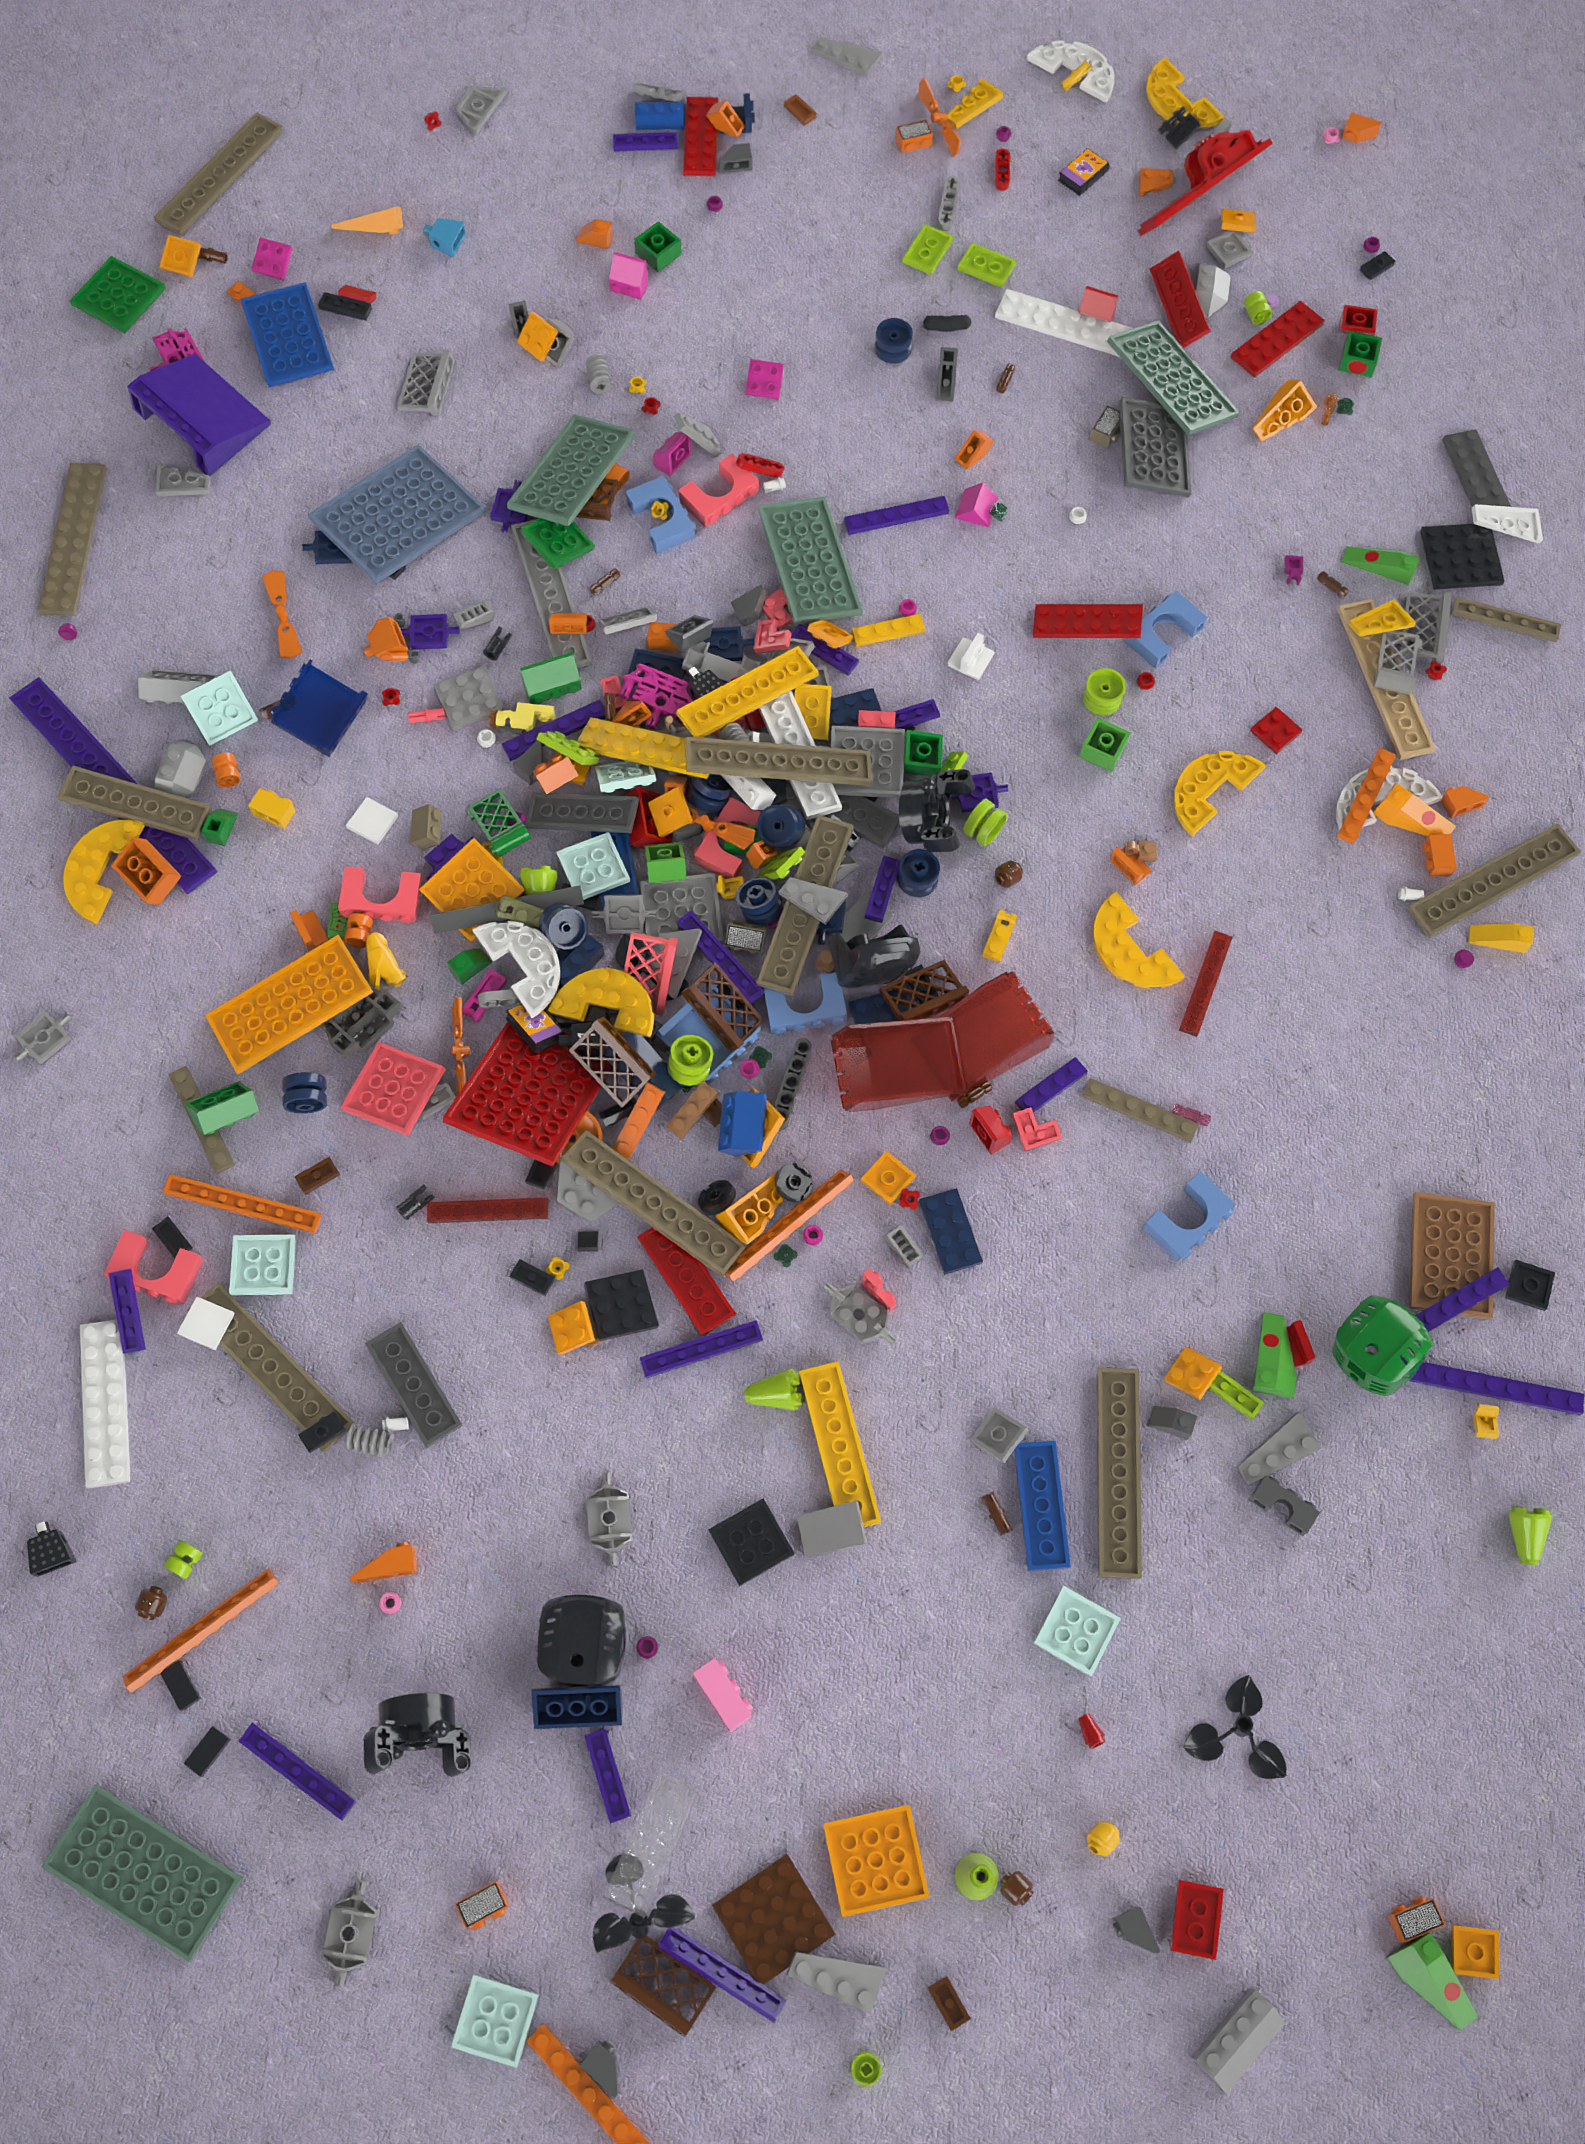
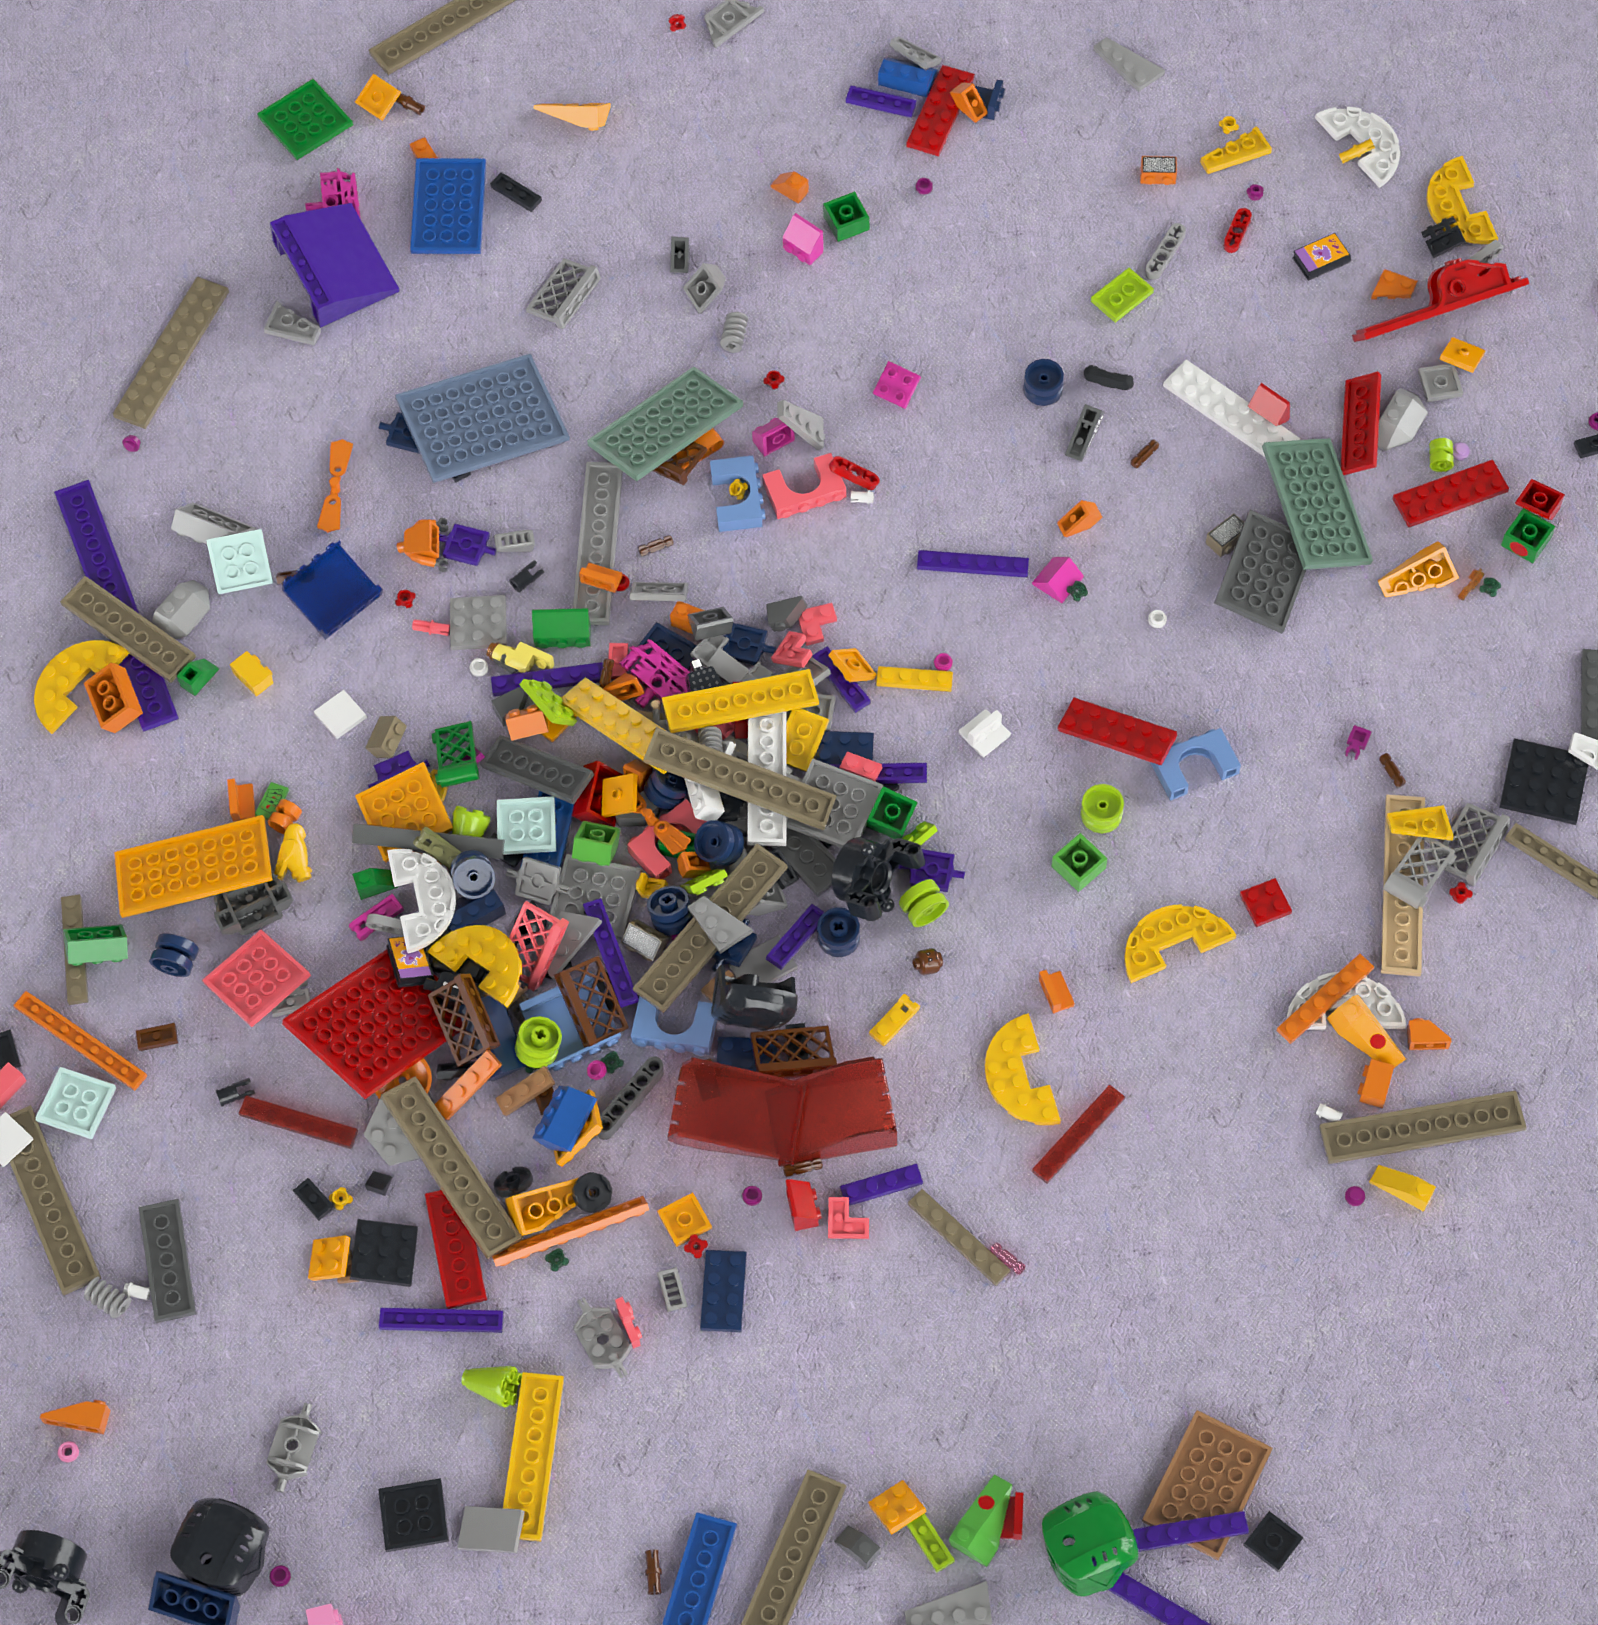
camera: 25 degrees right, 5 degrees down
(226, 770) = (223, 623): orange wheel -> none
(272, 258) = (464, 124): dark pink plate -> none
(322, 1432) = (67, 1274): black plate -> none
(357, 293) = (532, 182): red tile -> none
(401, 908) = (334, 807): coral arch -> none
(445, 235) = (642, 146): dark azure torso -> none
(458, 1048) = (331, 961): orange piece -> none
(501, 512) = (581, 446): dark purple plate -> none
(537, 336) = (688, 276): light orange plate -> none
(539, 1174) = (358, 1106): black tile -> none
(557, 542) = (622, 494): green plate -> none
(623, 775) = (589, 745): light aqua plate -> none
(637, 385) = (769, 350): yellow plate -> none
(736, 159) = (965, 145): dark grey slope -> none
(800, 109) = (1054, 109): dark orange tile -> none
(809, 560) = (864, 584): sand green plate -> none
(813, 1229) = (588, 1244): dark pink plate -> none
(949, 134) = (1192, 156): orange piece -> none
(987, 265) = (1176, 328): lime plate -> none
(999, 1435) = (685, 1498): light grey plate -> none
(1143, 849) = (1075, 982): medium nougat plate -> none
(1145, 681) = (1152, 810): red plate -> none
(1180, 1241) = (942, 1378): medium blue arch -> none
(1389, 563) = (1460, 764): bright green wedge -> none

